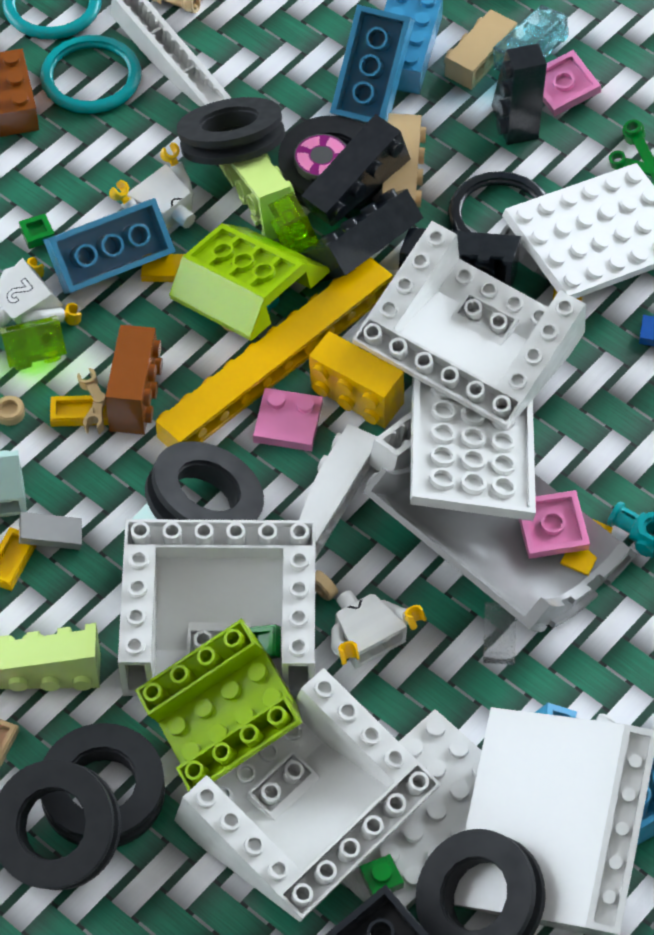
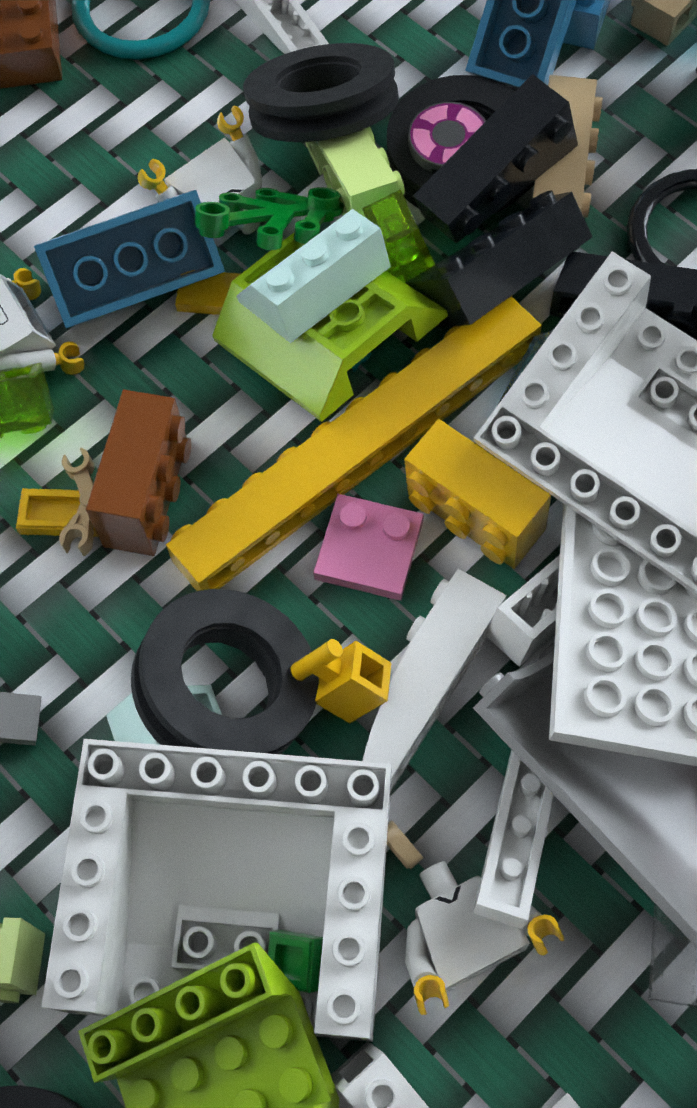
camera: 10 degrees right, 10 degrees up
(36, 230) = (34, 226): green plate -> none
(237, 206) = (270, 206): none -> green plant
(242, 248) = (318, 276): none -> light aqua slope
(283, 492) = (349, 678): none -> yellow brick
(395, 569) = (514, 847): none -> white plate

